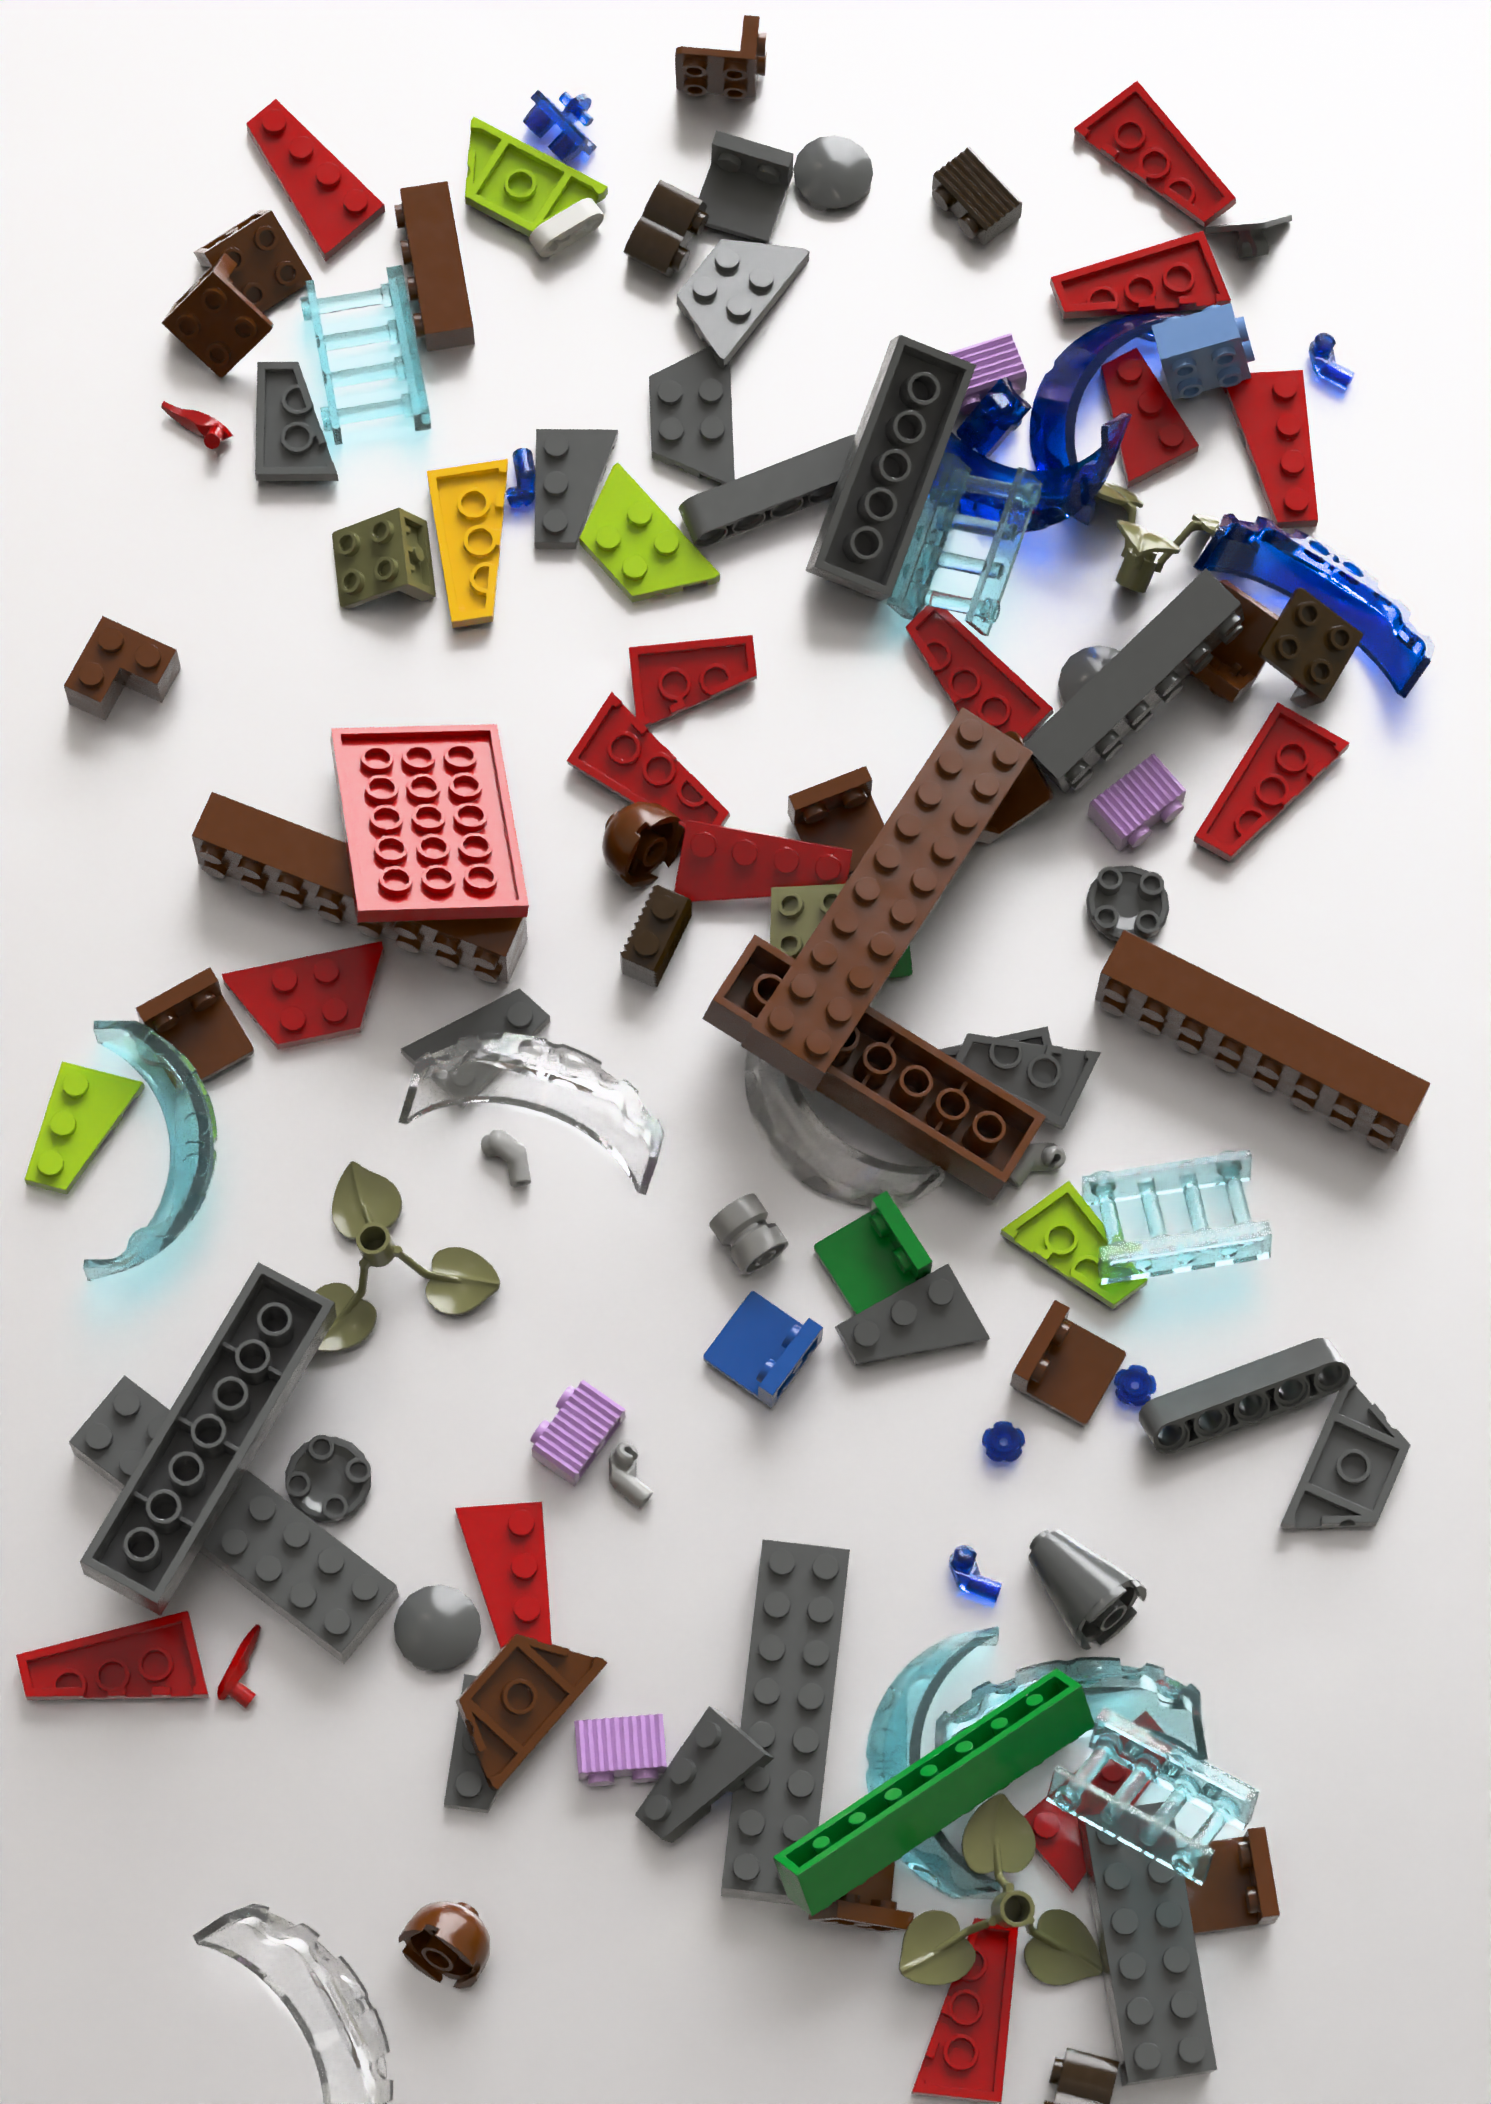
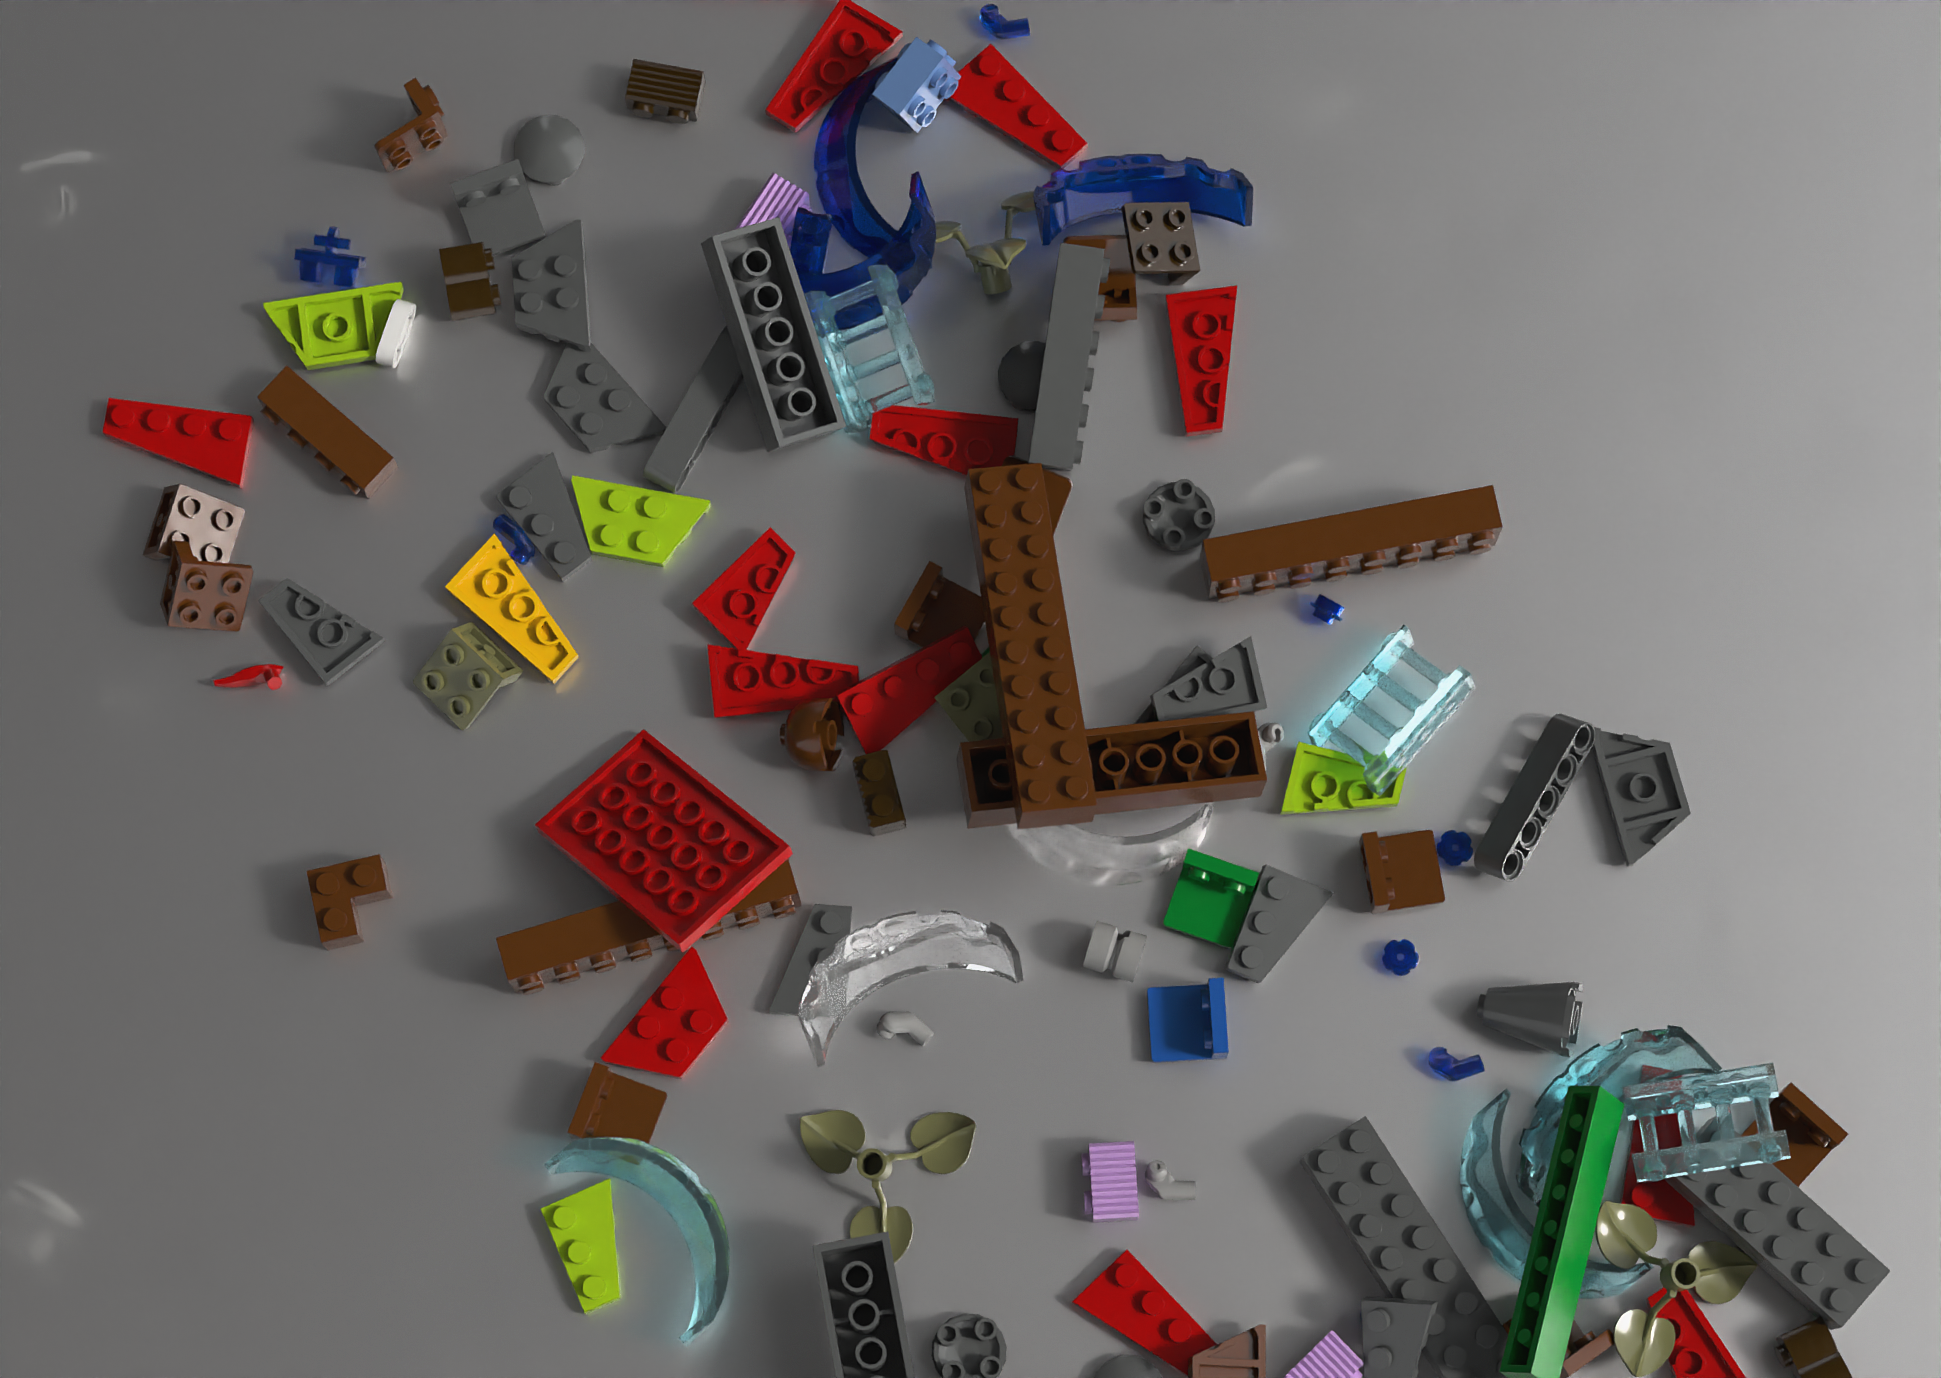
camera: 35 degrees left, 5 degrees up
(403, 367) = (339, 500): clear light blue fence -> none
(1137, 803) = (1128, 440): lavender brick -> none
(1155, 430) = (900, 153): red wing -> none
(1193, 1087) = (1327, 609): none -> clear blue plate

